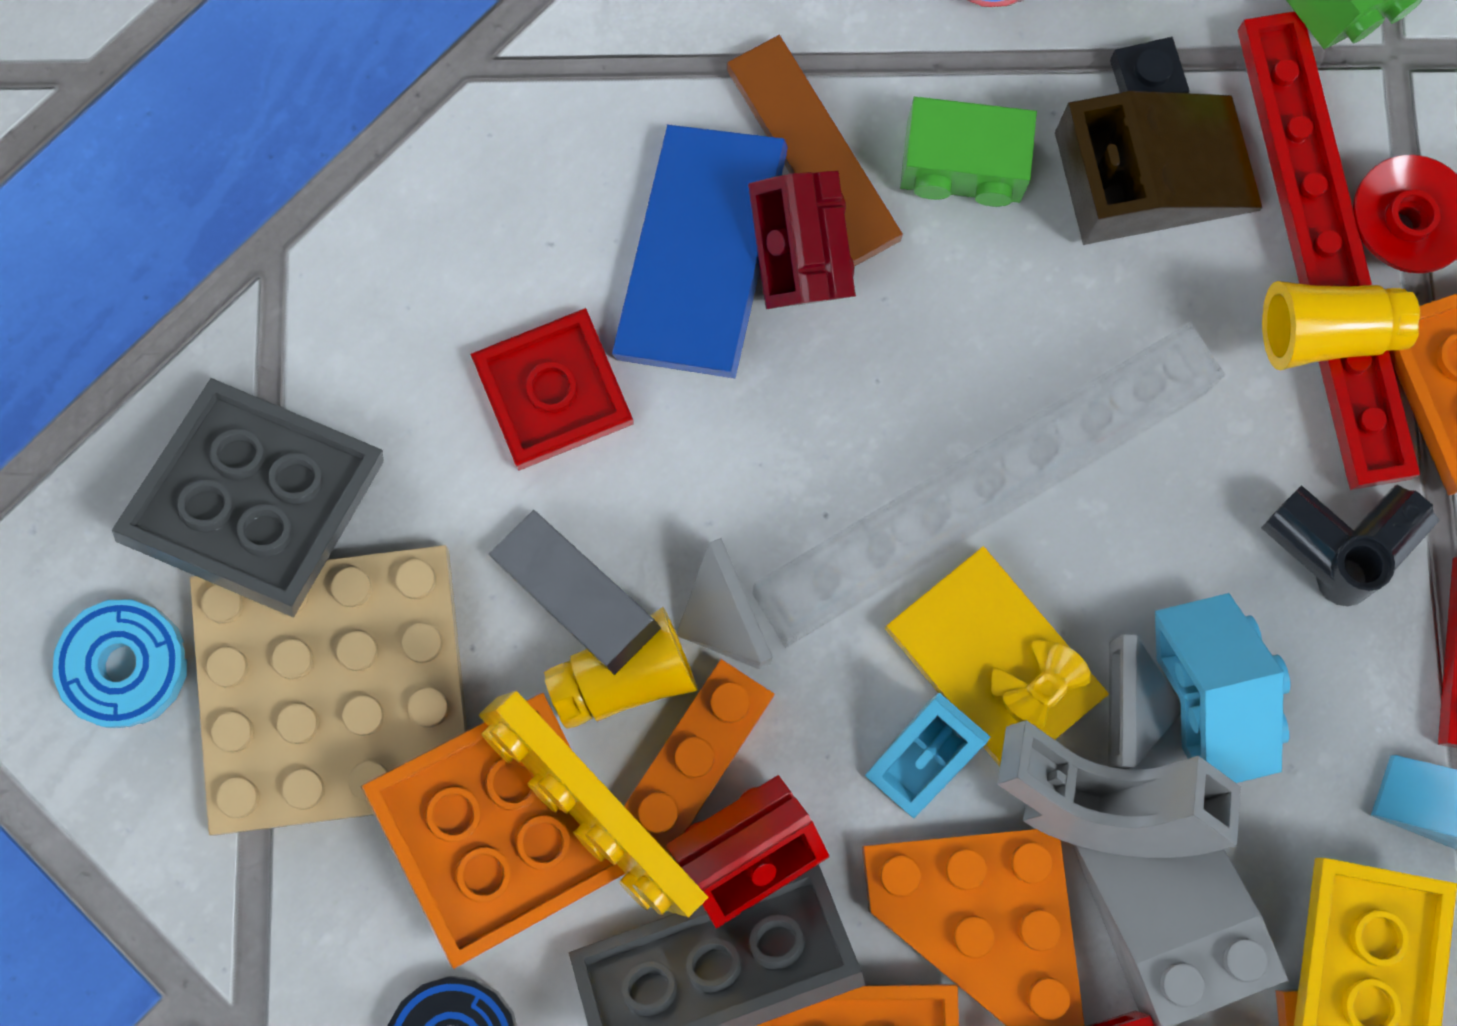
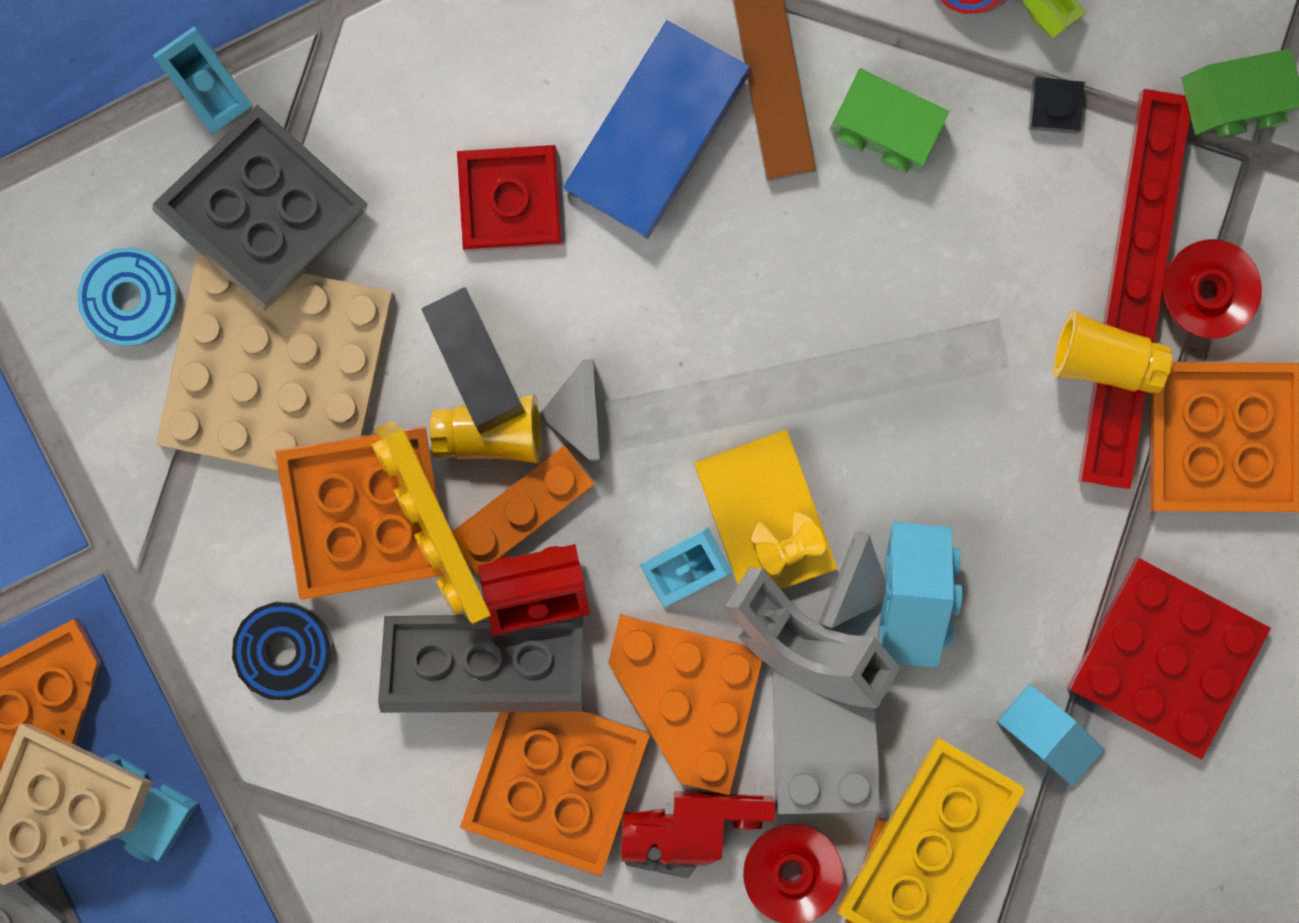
camera: 20 degrees right, 10 degrees up
(133, 367) = (203, 79): none -> medium azure slope
(802, 239) = (733, 152): dark red brick -> none
(1154, 162) = (1031, 181): dark brown slope -> none
(1376, 544) = (1080, 527): black piece -> none

